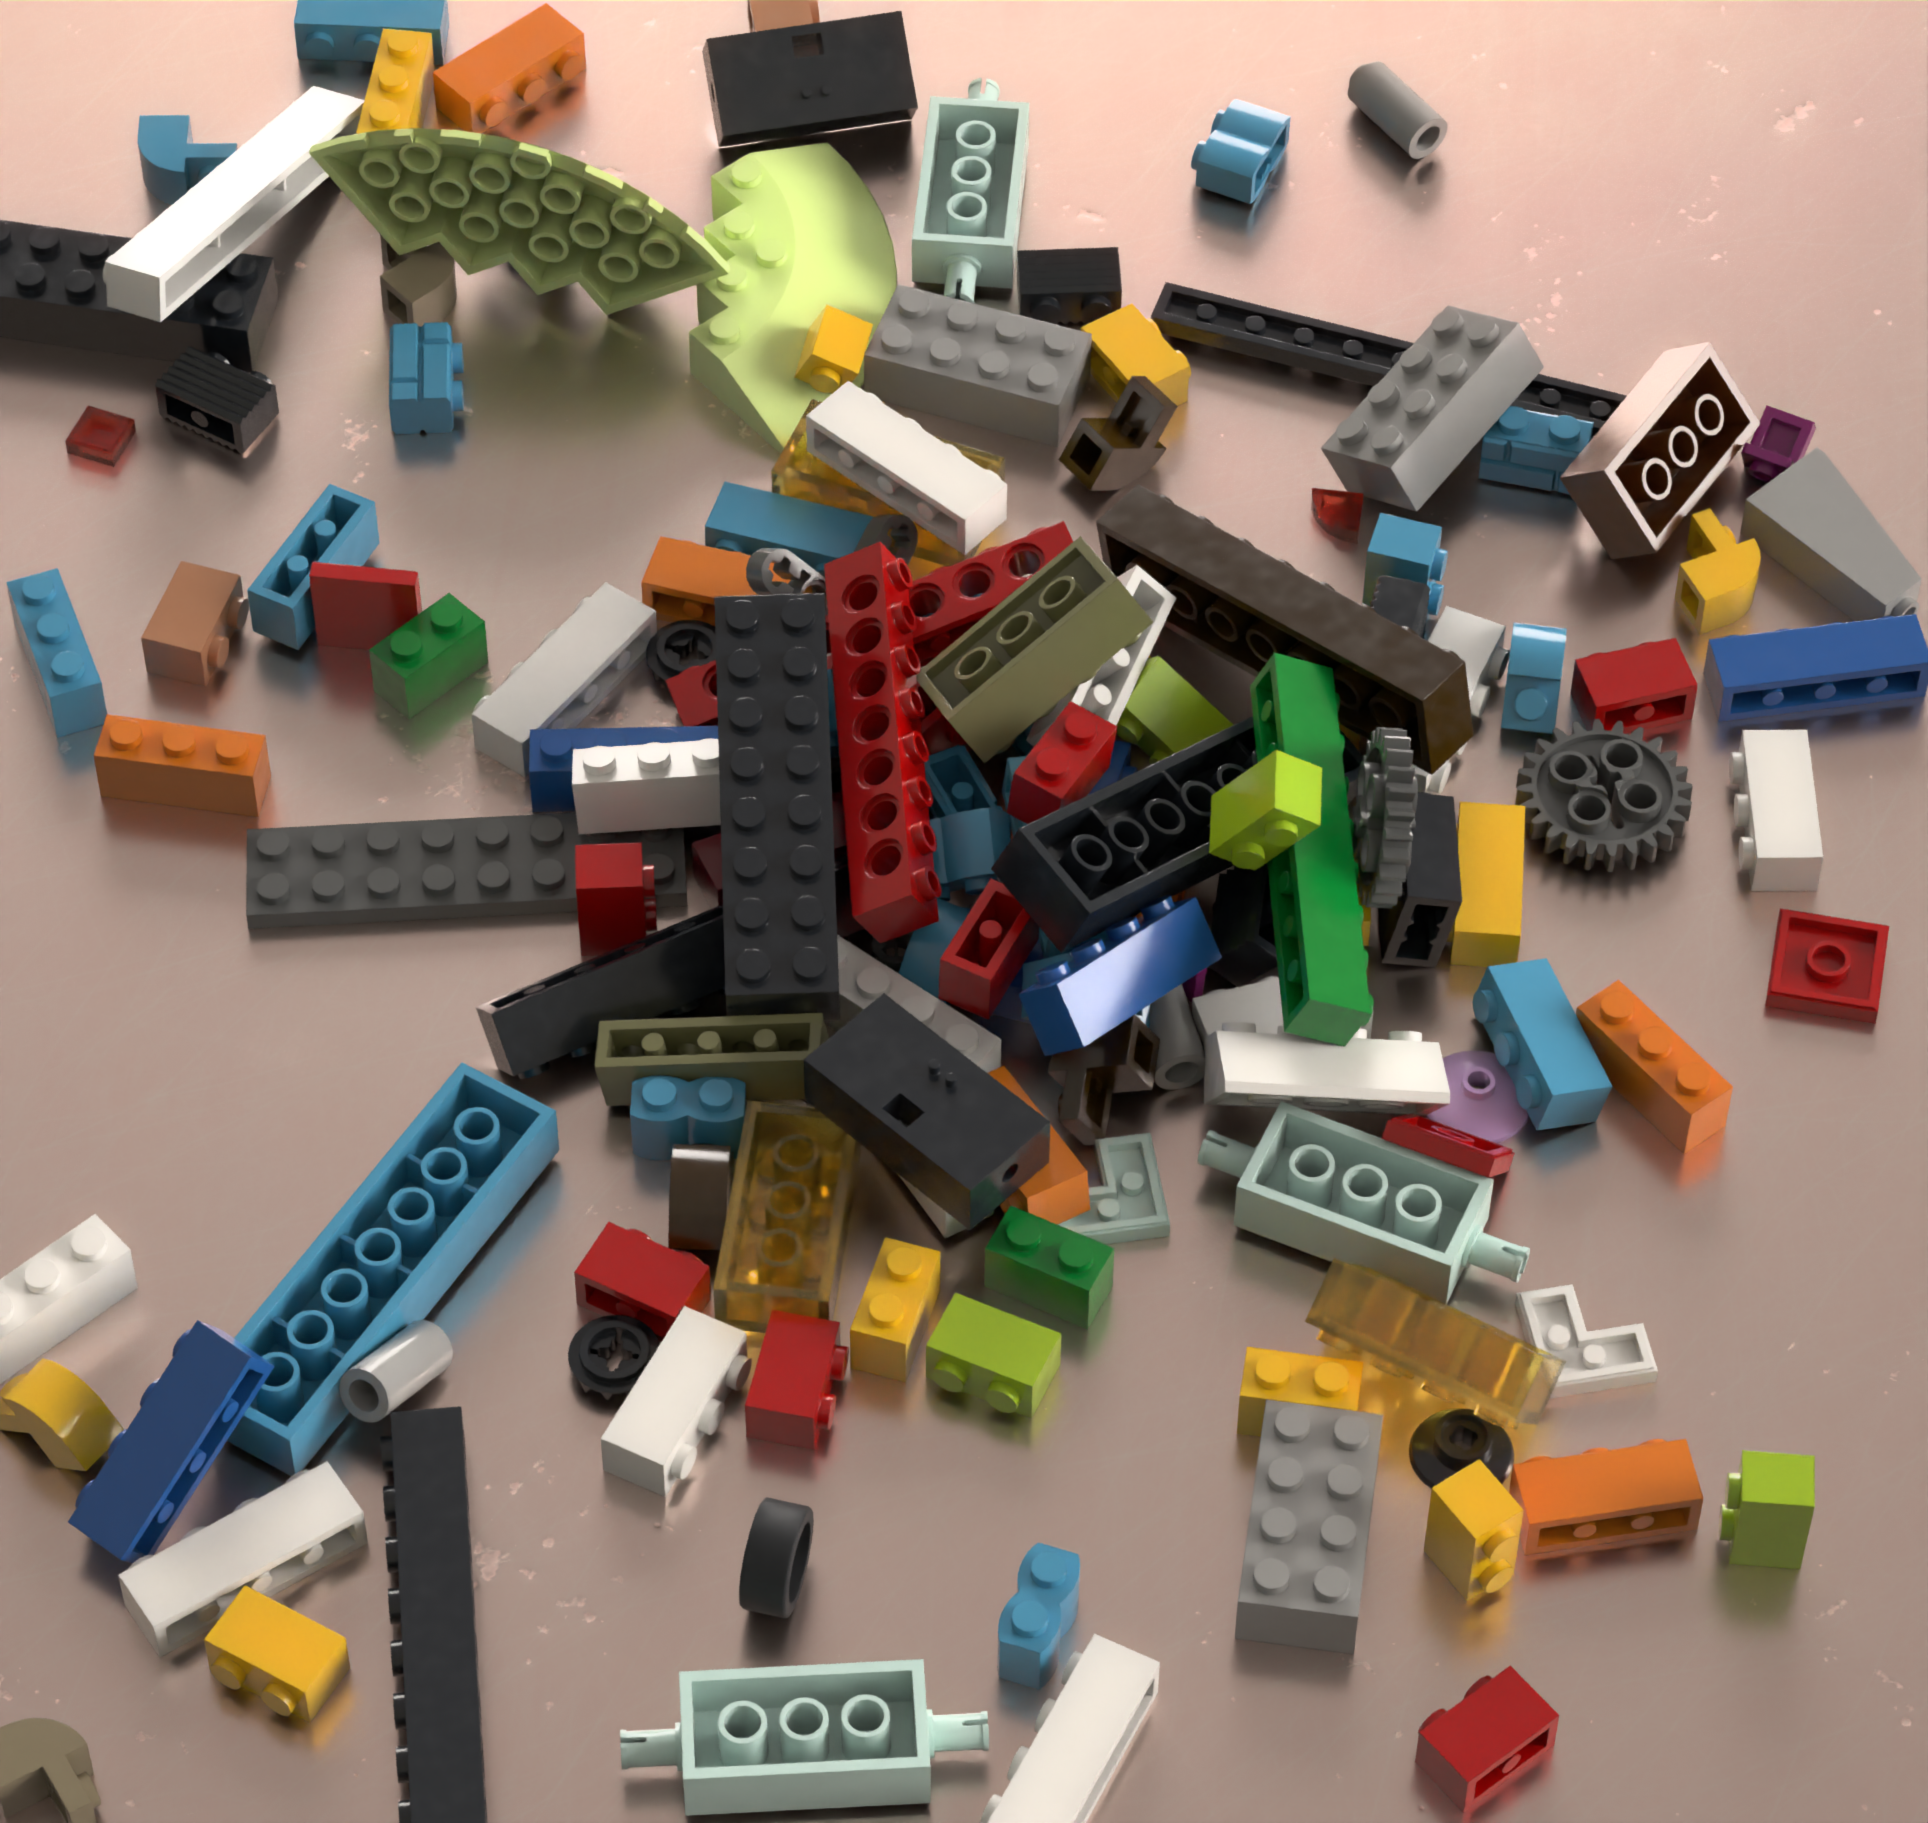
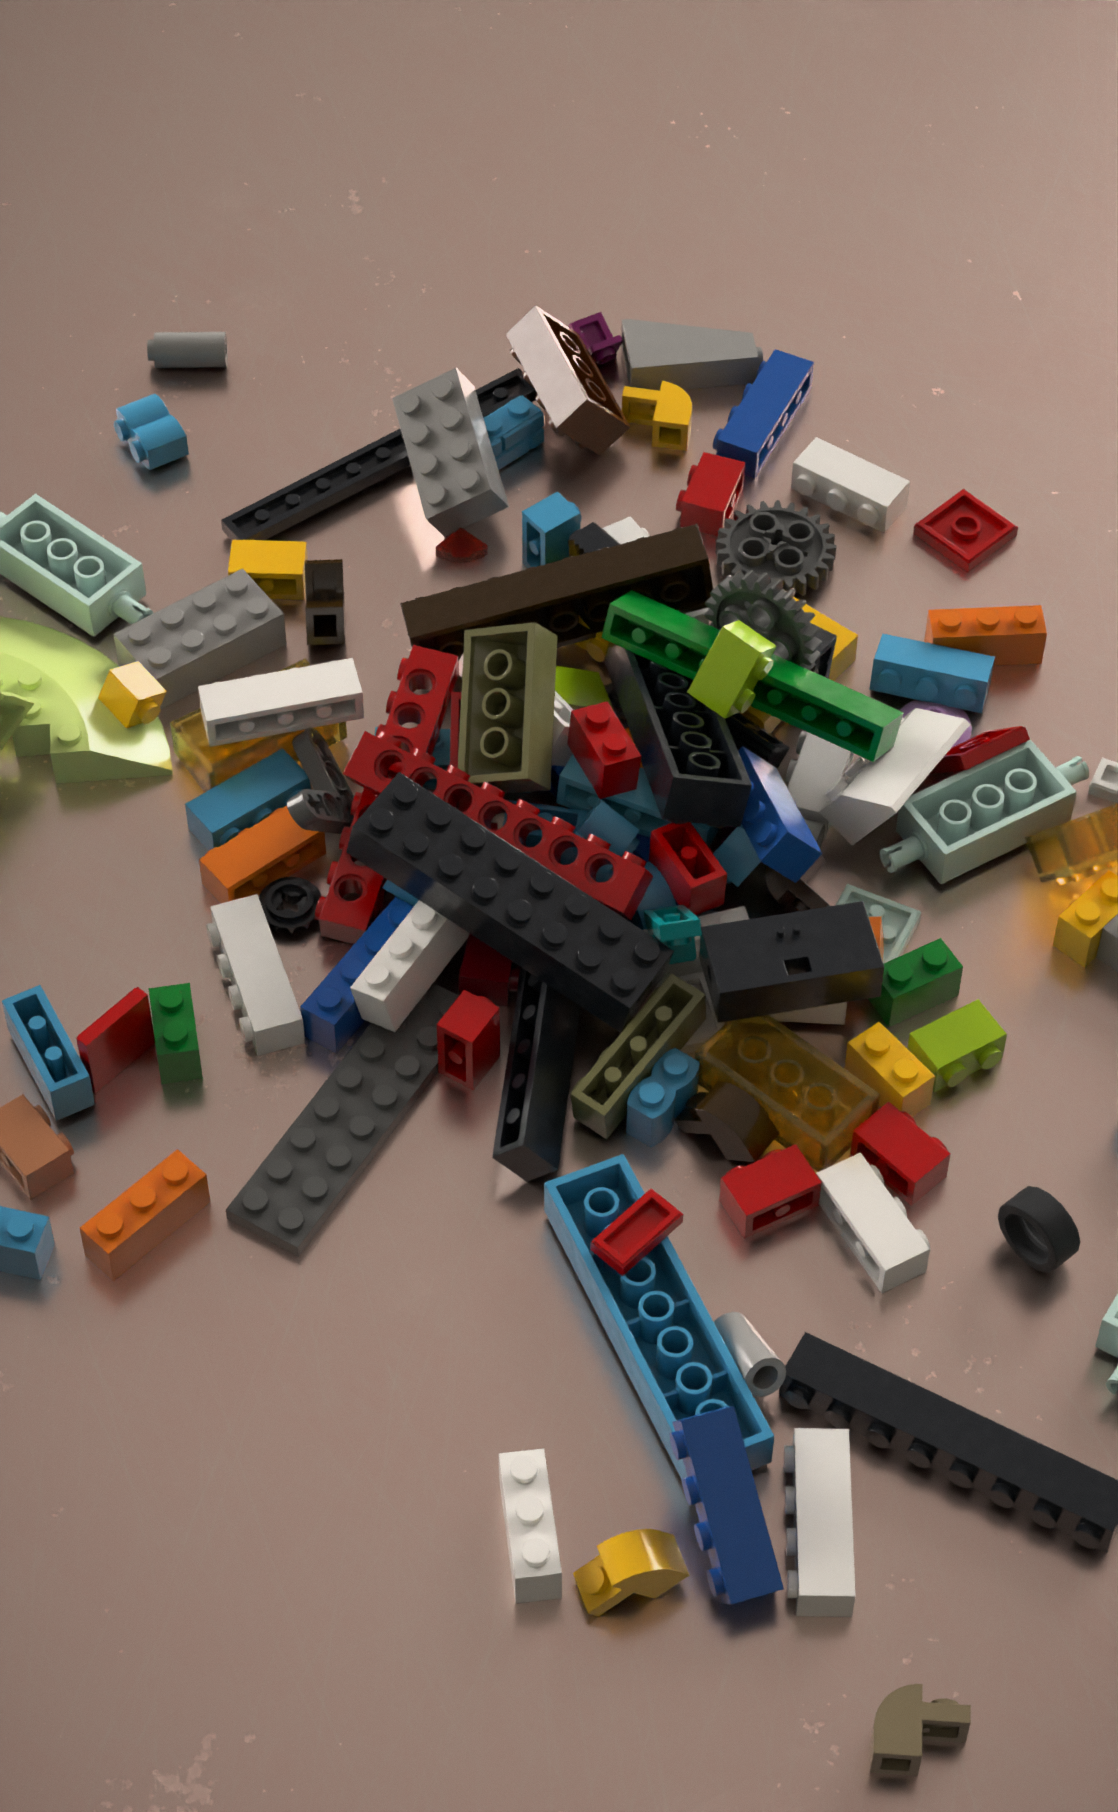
camera: 55 degrees left, 0 degrees up
(276, 1655) = (911, 1542): yellow brick -> none
(454, 1174) = (636, 1232): none -> red tile
(595, 1344) = (808, 1221): black gear -> none
(881, 971) = (676, 929): none -> teal slope
(1068, 284) = (179, 563): black brick -> none
(1533, 678) = (663, 513): dark azure brick -> none

